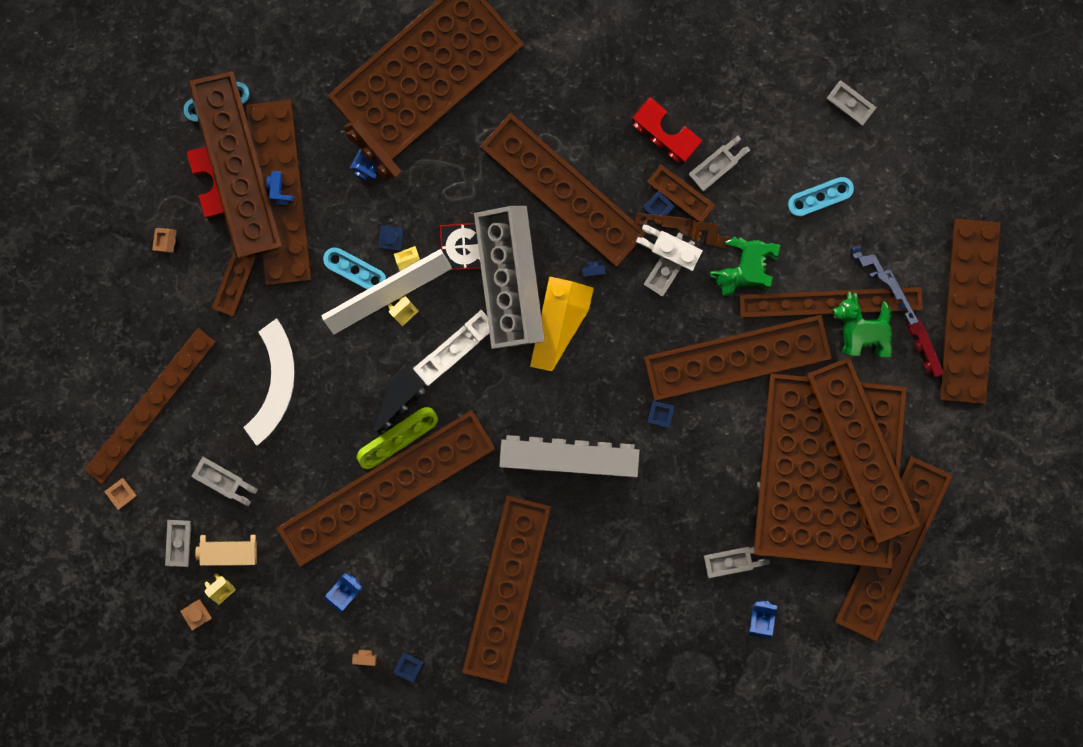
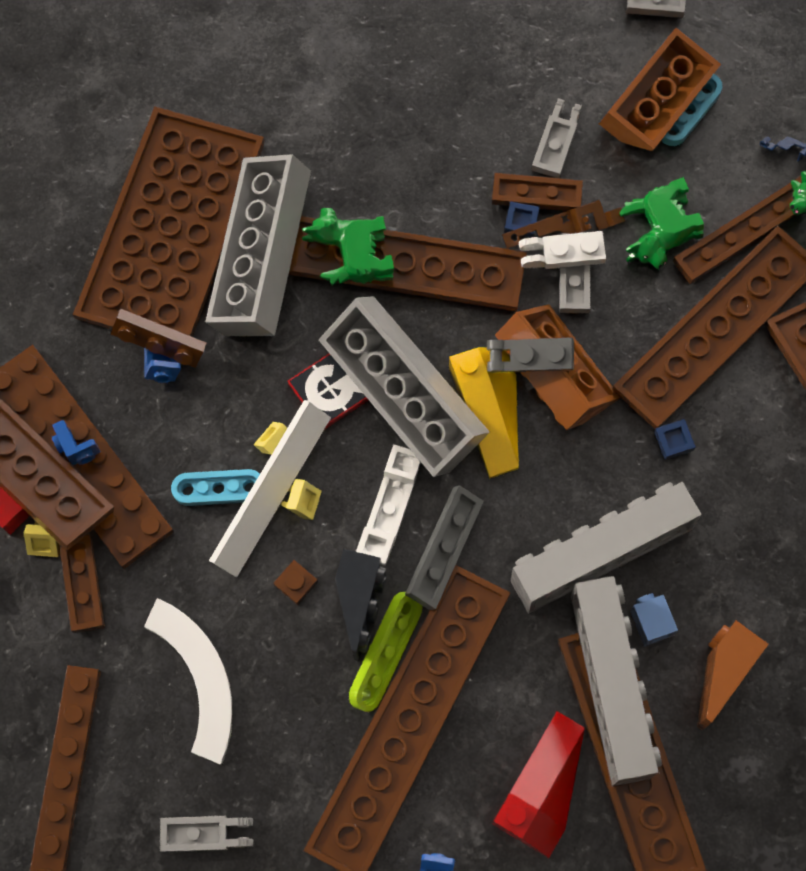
camera: 25 degrees left, 15 degrees down
(222, 238) = (40, 542): none -> light yellow tile
(368, 360) = (295, 582): none -> reddish brown plate
(390, 238) = (239, 429): dark blue plate -> none
(438, 581) = (543, 792): none -> red wedge
(472, 396) = (444, 548): none -> dark grey plate
(474, 124) = (258, 246): none -> light grey brick
(519, 544) = (614, 681): none -> light grey brick
(537, 162) = (356, 244): none -> green animal
(572, 518) = (653, 619): none -> medium blue brick
(593, 269) = (492, 325): dark blue plate -> none
(598, 574) = (726, 666): none -> dark orange slope
(600, 309) = (531, 355): none -> dark grey plate
(617, 320) = (570, 394): none -> dark orange slope
(679, 145) = (499, 145): red arch -> none
(805, 175) = (660, 92): none -> dark orange slope

